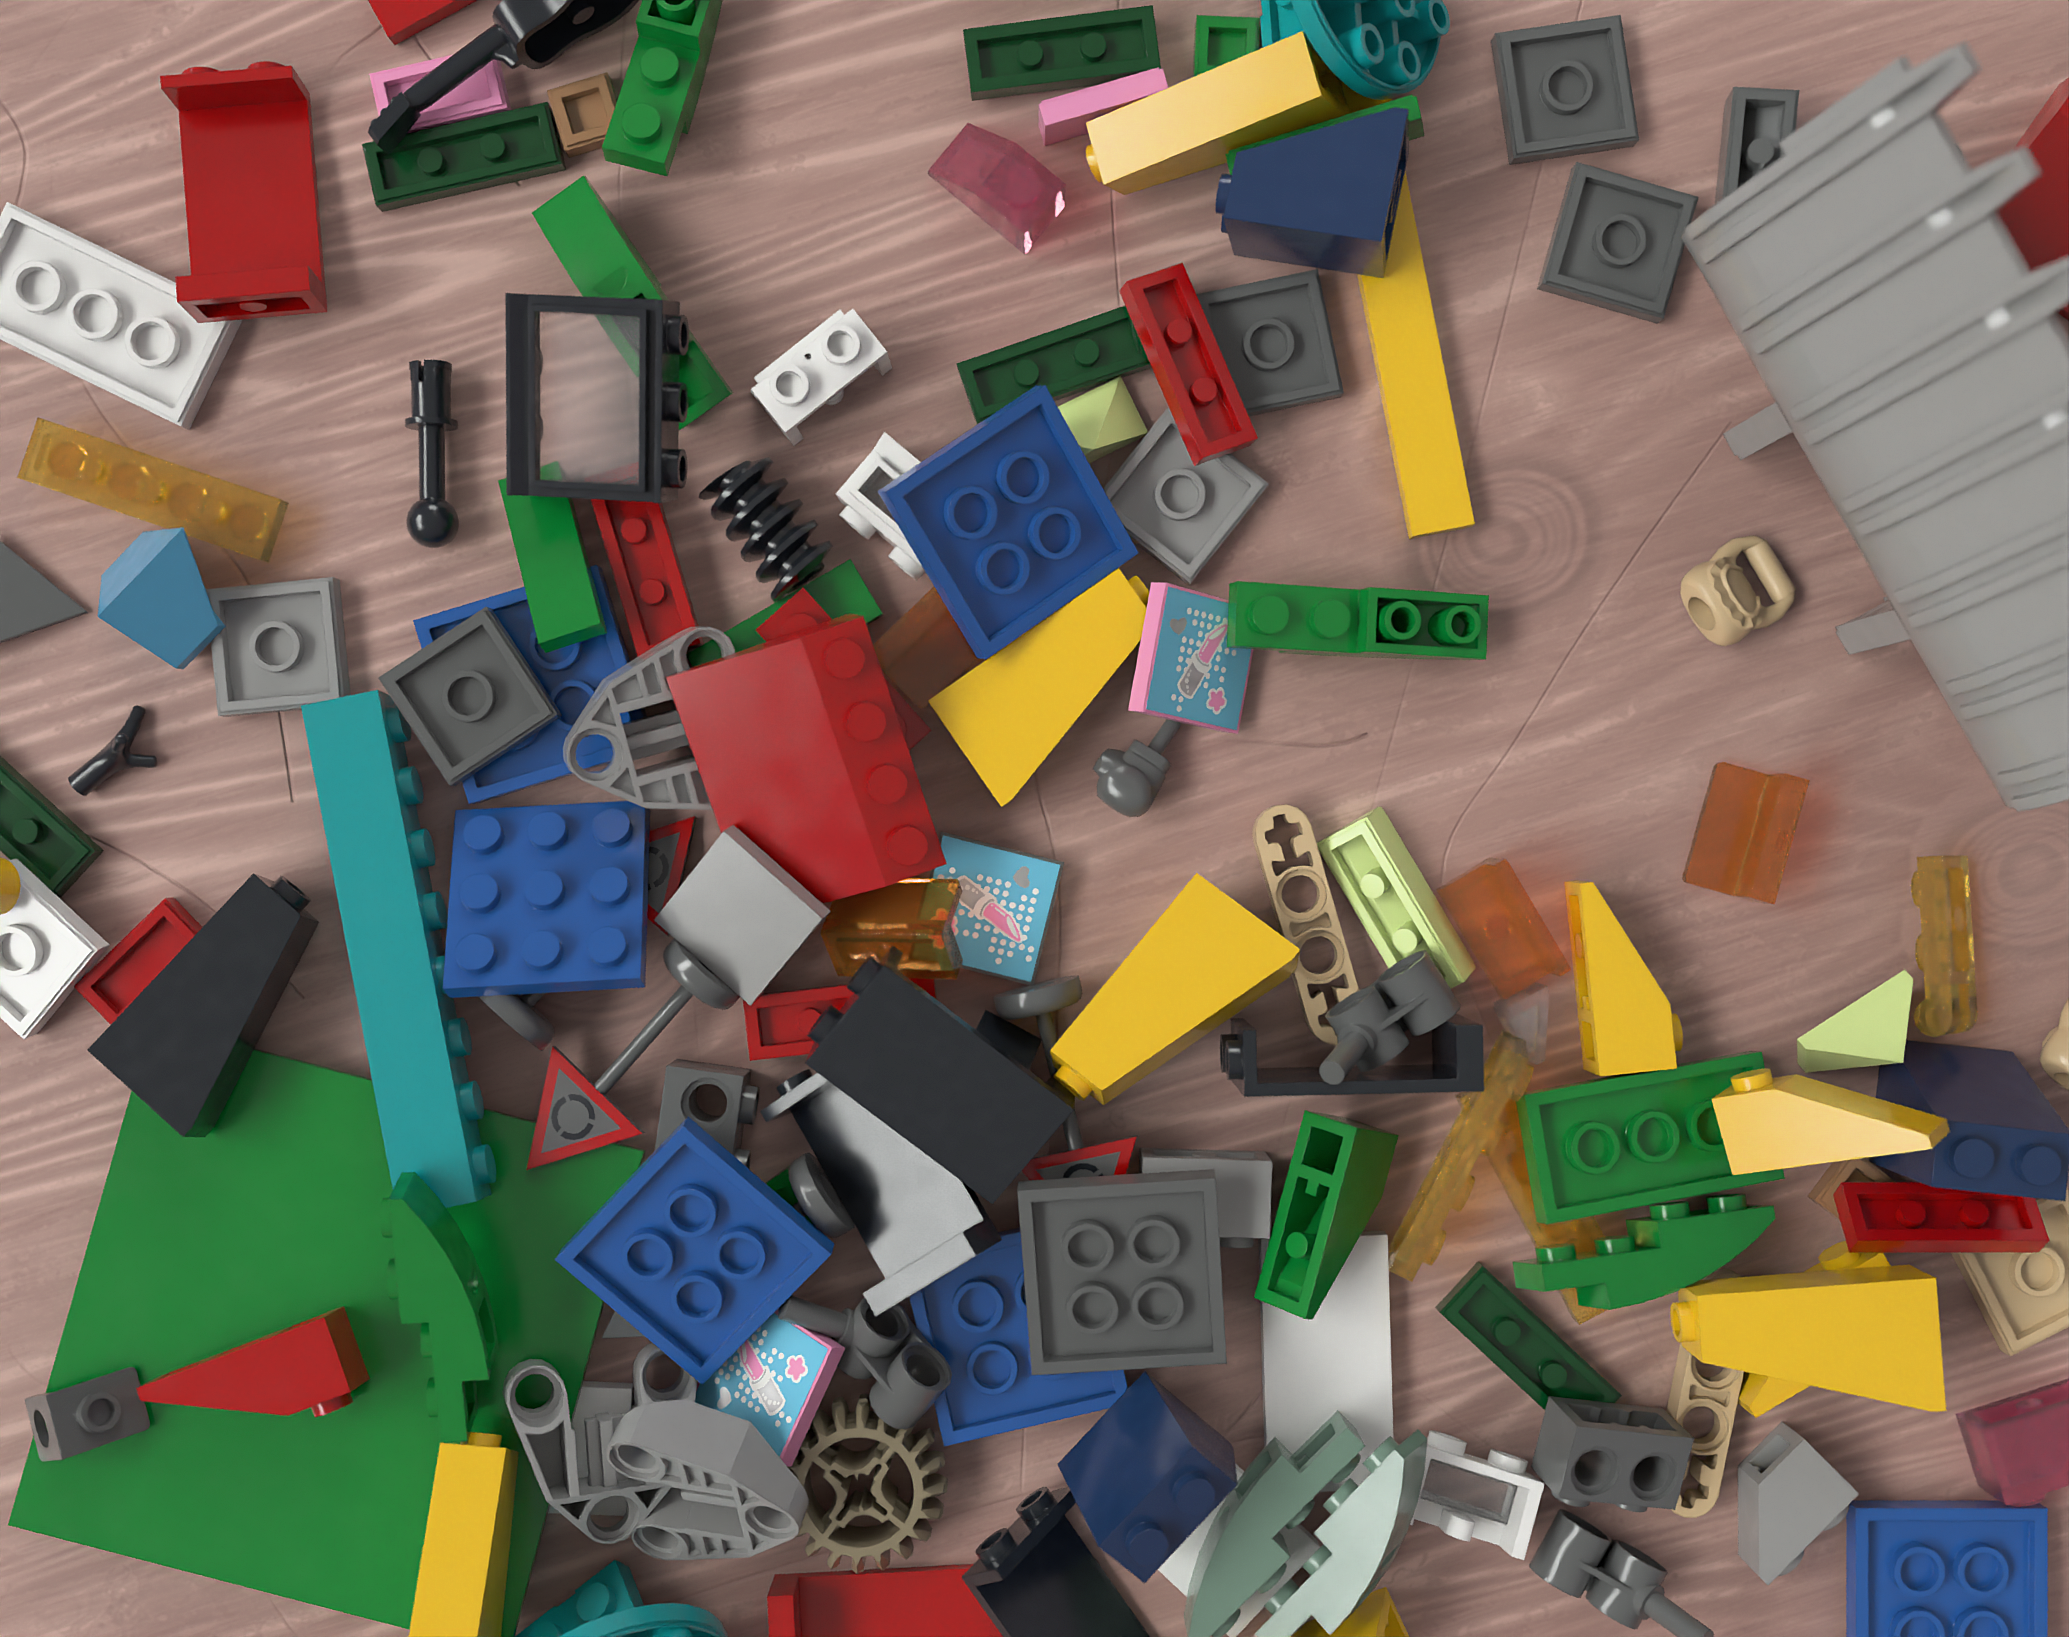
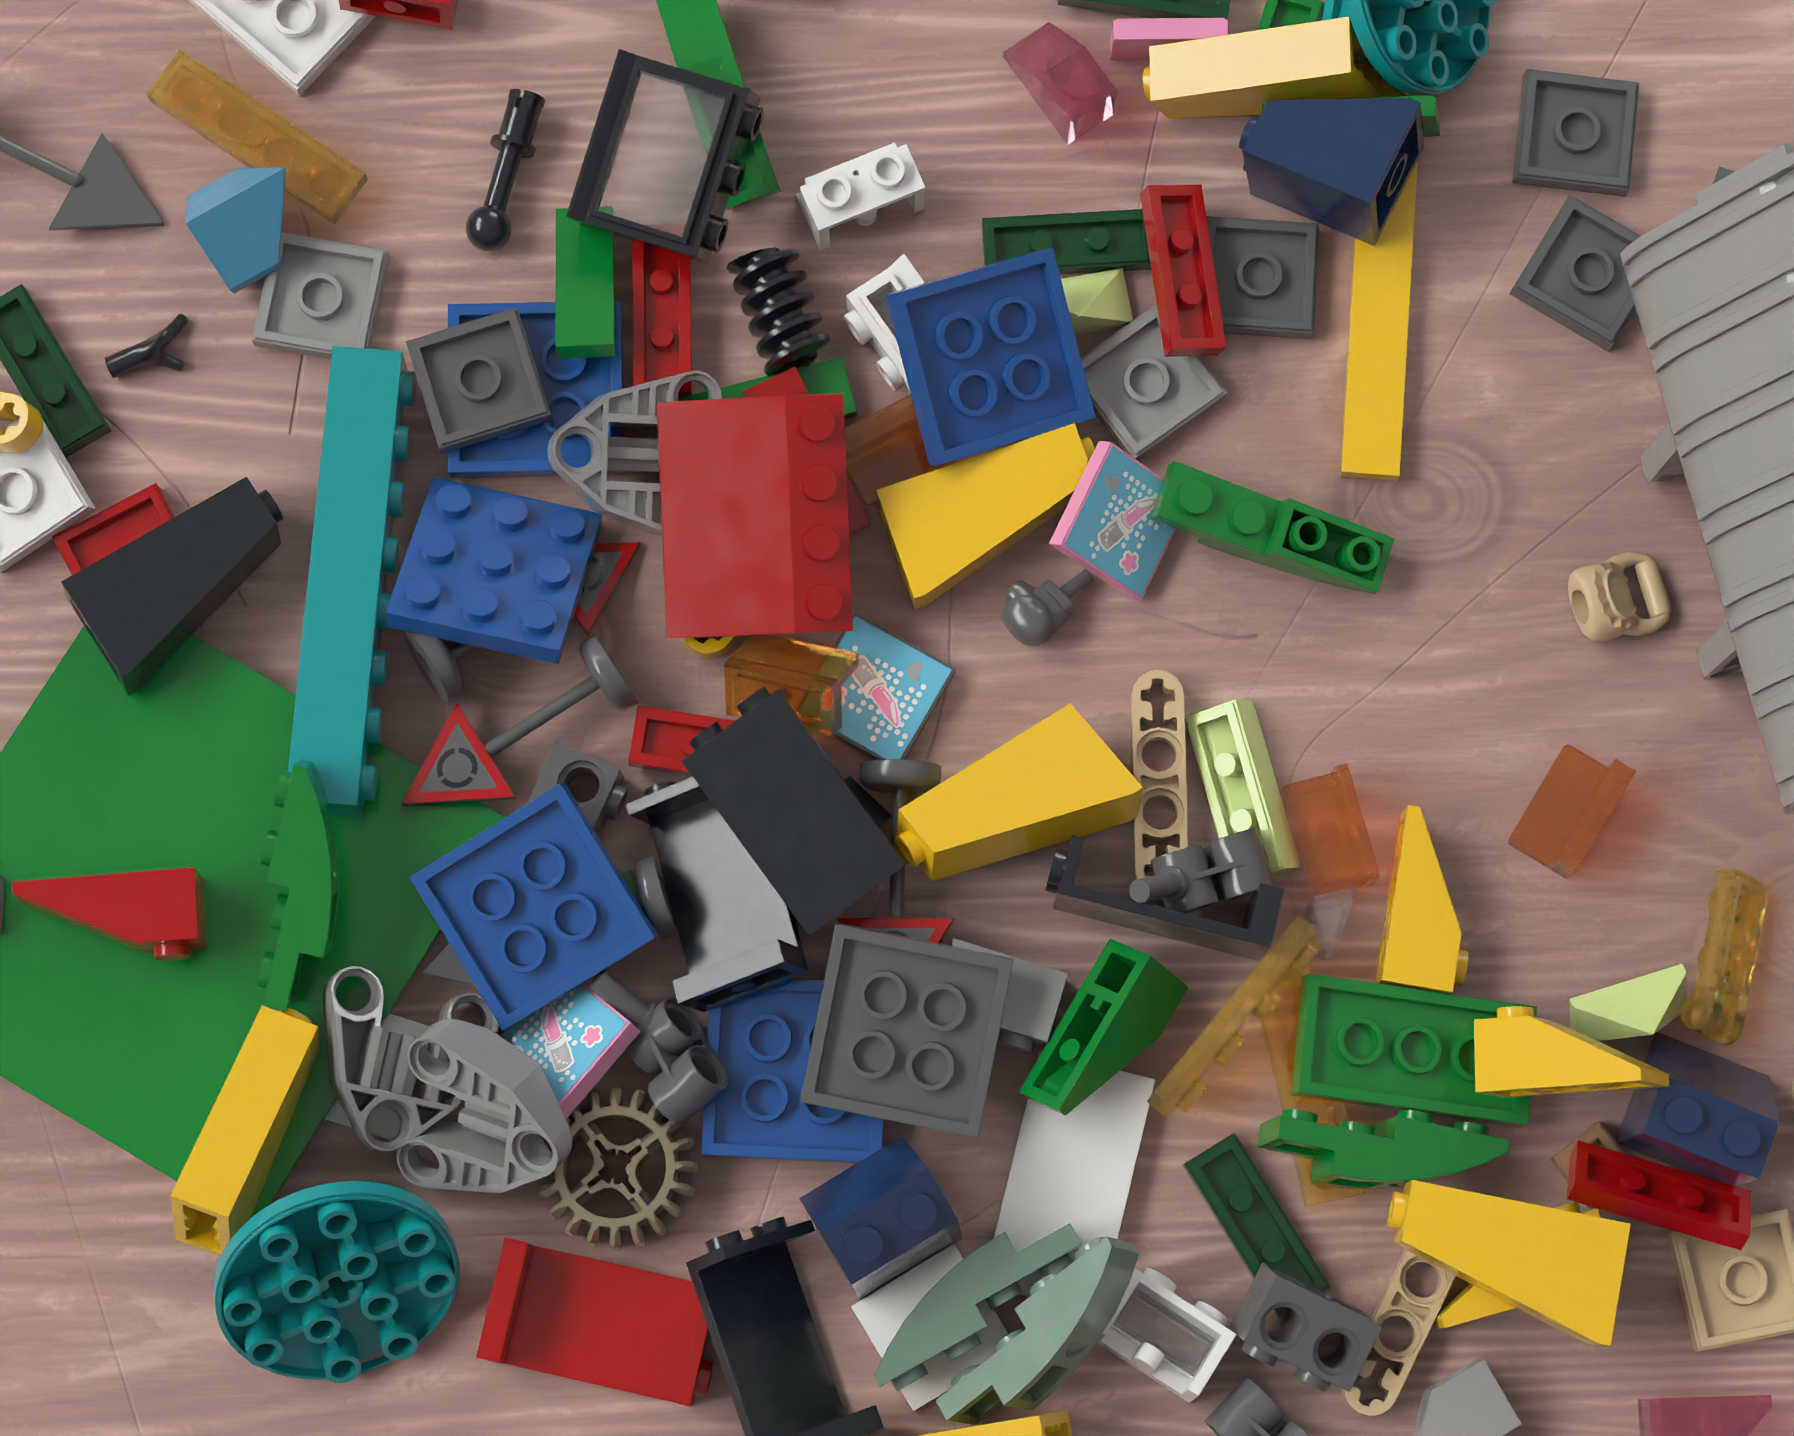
camera: 15 degrees right, 10 degrees down
(741, 914) = (660, 627): light grey tile -> none

